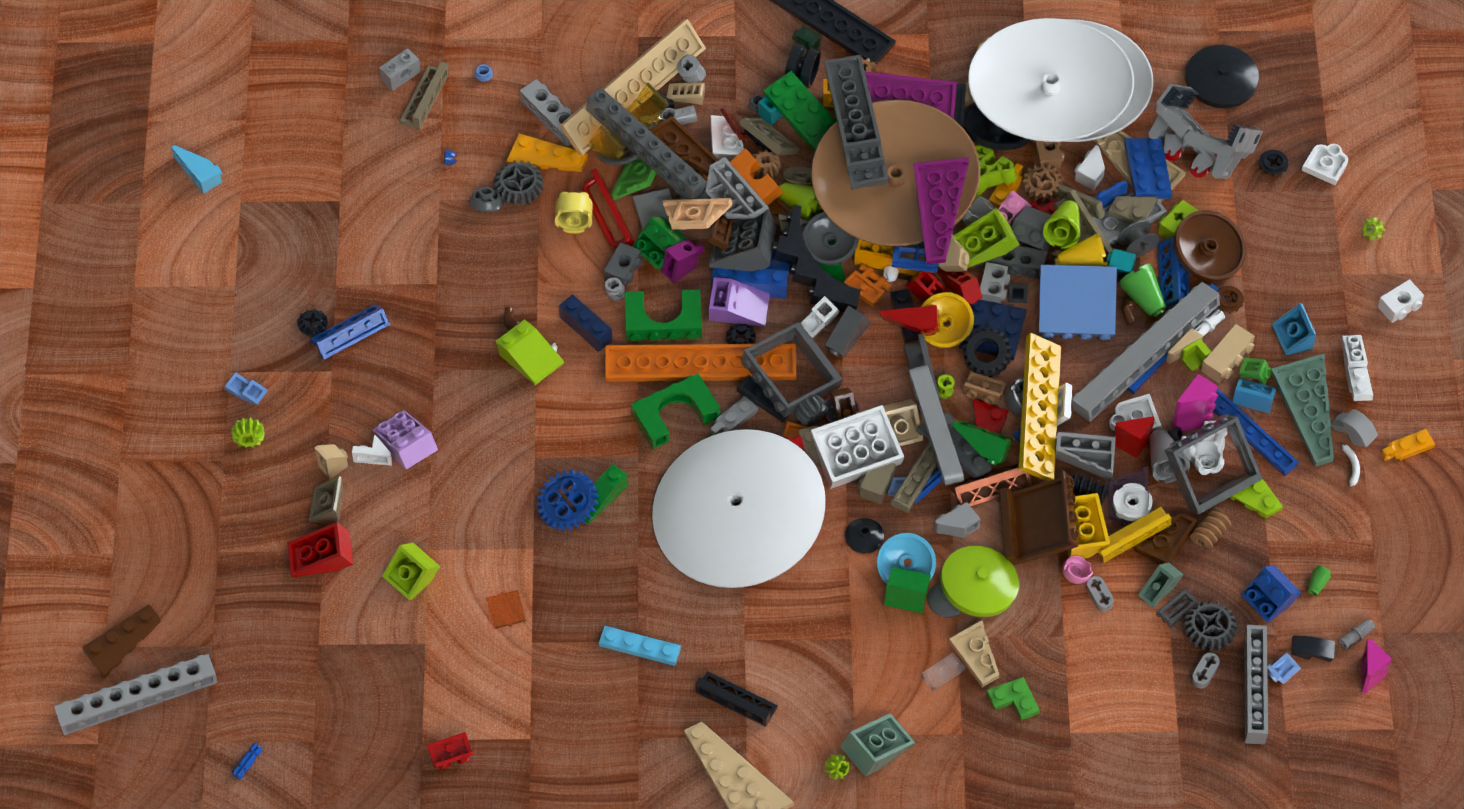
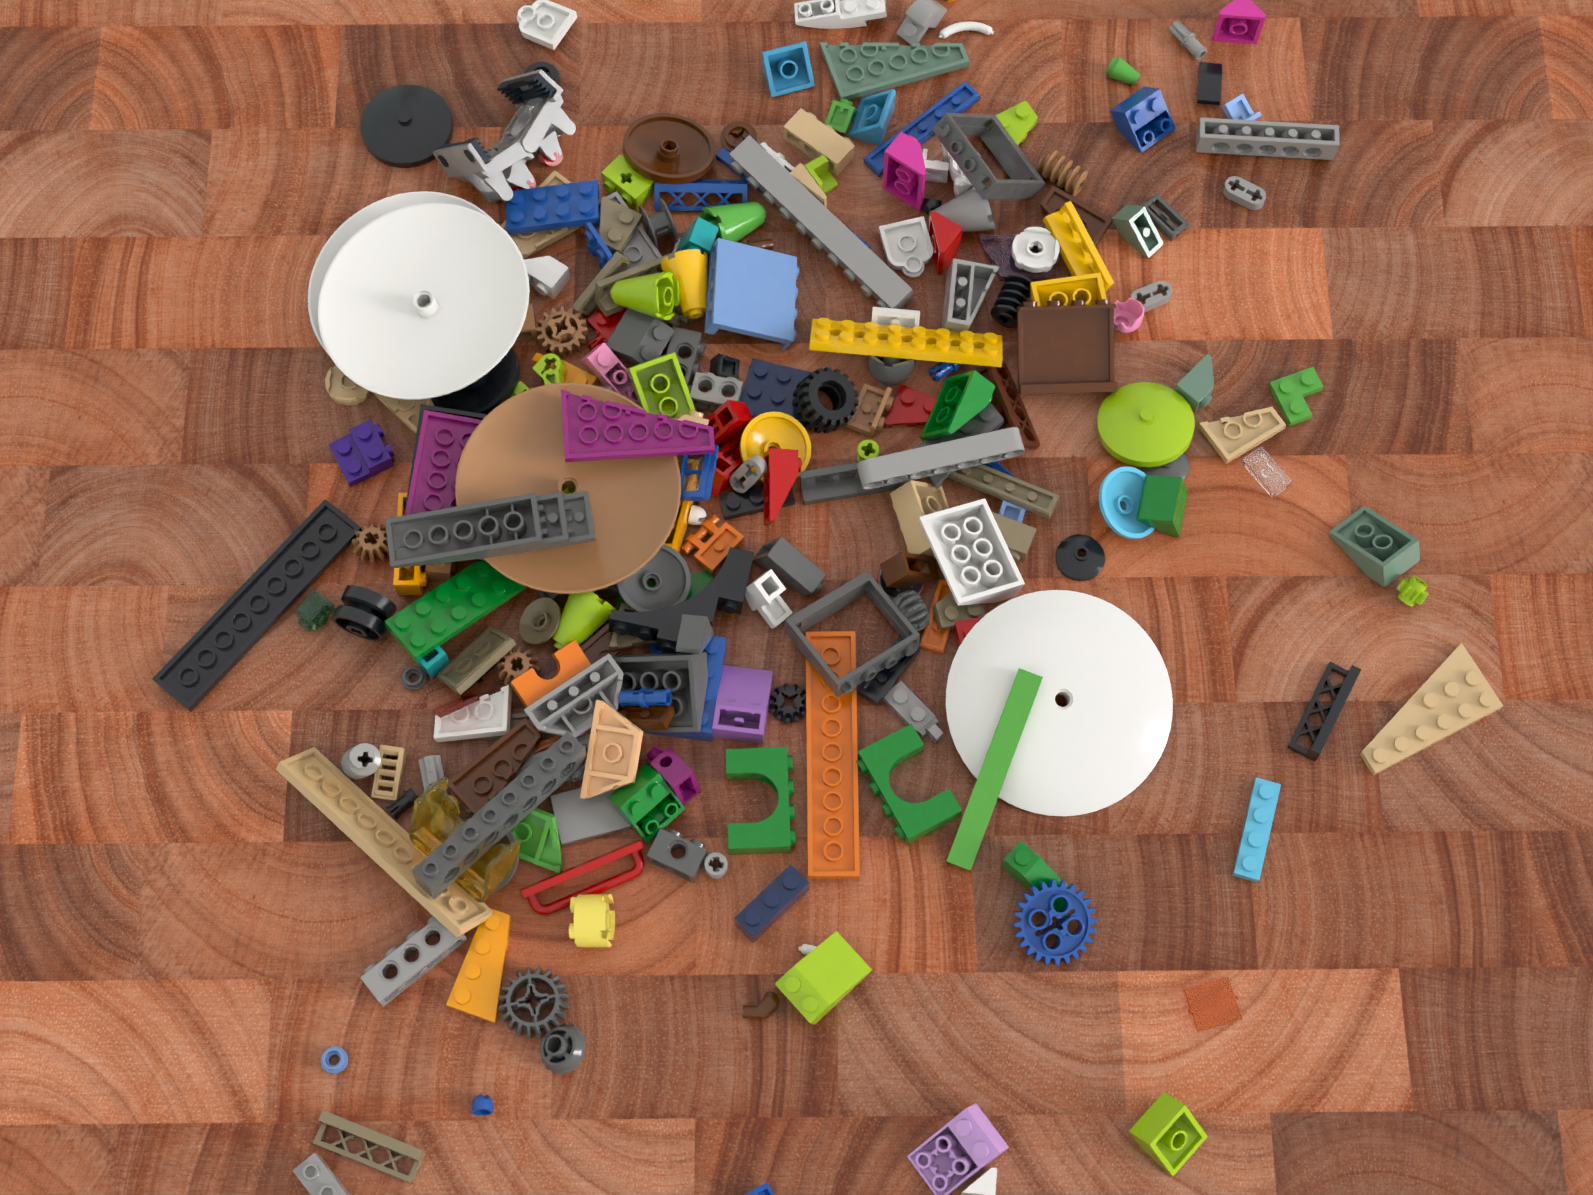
camera: 90 degrees left, 10 degrees up
(450, 750) = (1438, 1068): red bracket -> none
(683, 458) = (994, 769): none -> bright green tile
(734, 230) = (645, 697): none -> blue pin
(780, 256) = (694, 634): none -> dark grey slope
(920, 298) = (745, 470): none -> light grey beam
(936, 62) = (362, 452): none -> dark purple plate
(958, 522) = (1061, 443): light grey slope -> none
(1017, 621) = (1198, 384): none -> sand green slope
(1214, 635) = (1196, 192): dark grey gear -> none

